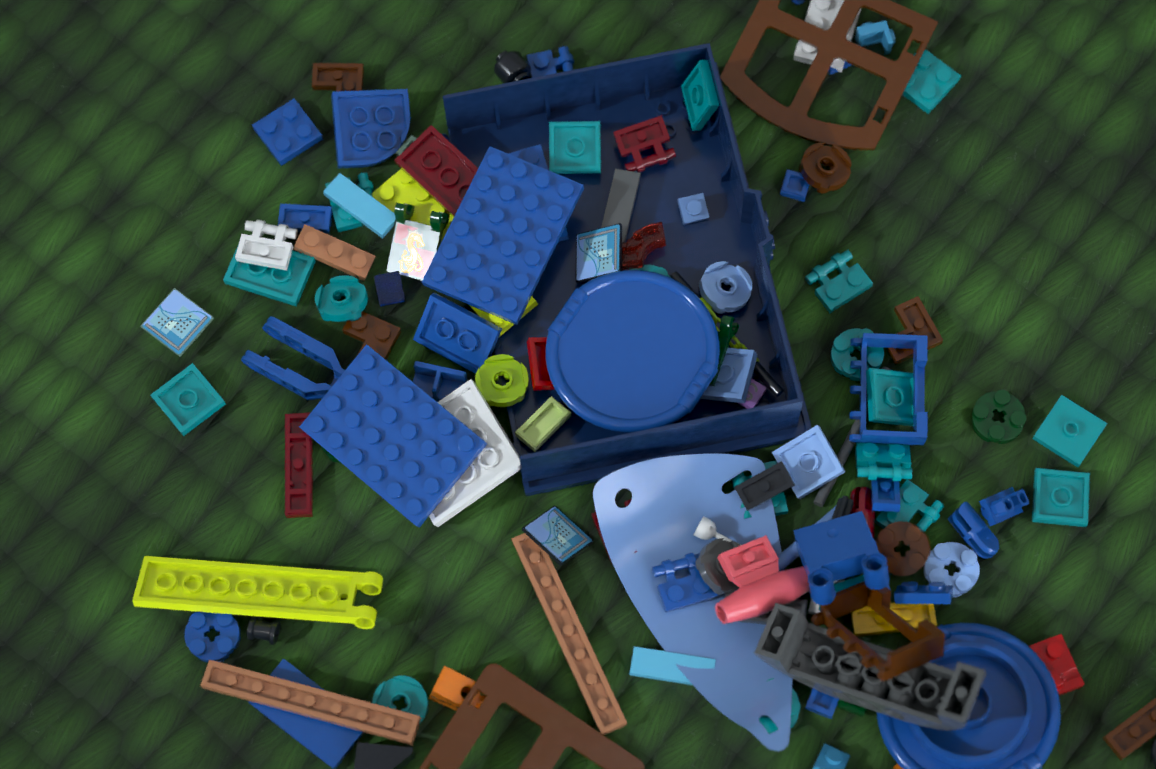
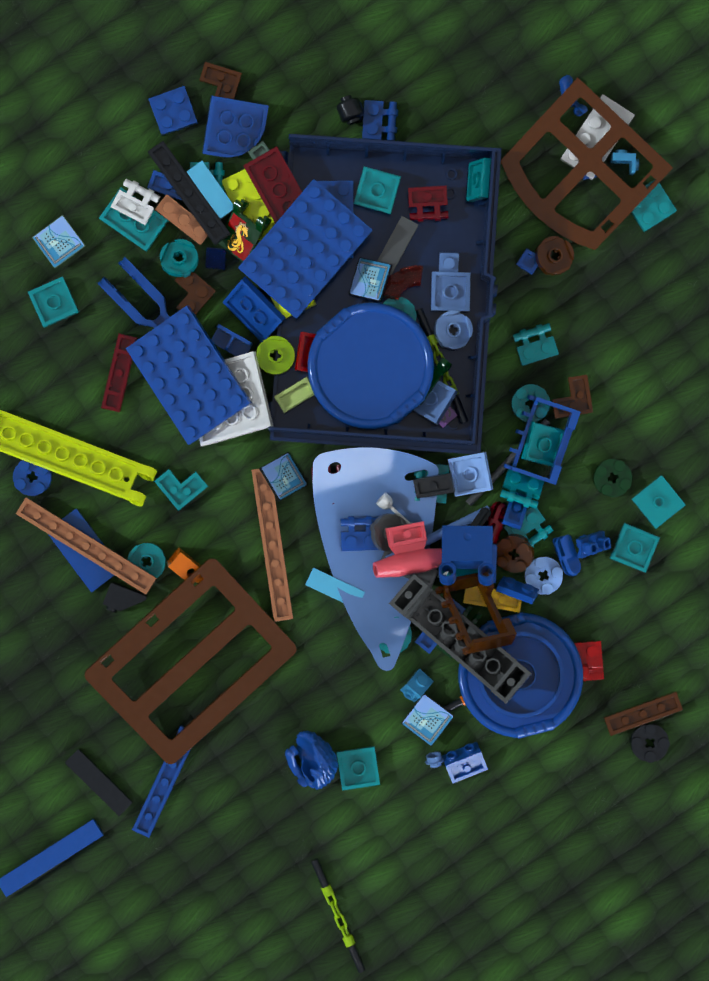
camera: 15 degrees right, 20 degrees up
(263, 630) = (67, 485): black bush -> none
(334, 217) = (189, 193): none -> black tile
(424, 597) = (180, 493): none -> teal plate
(706, 242) = (450, 291): none -> medium blue plate

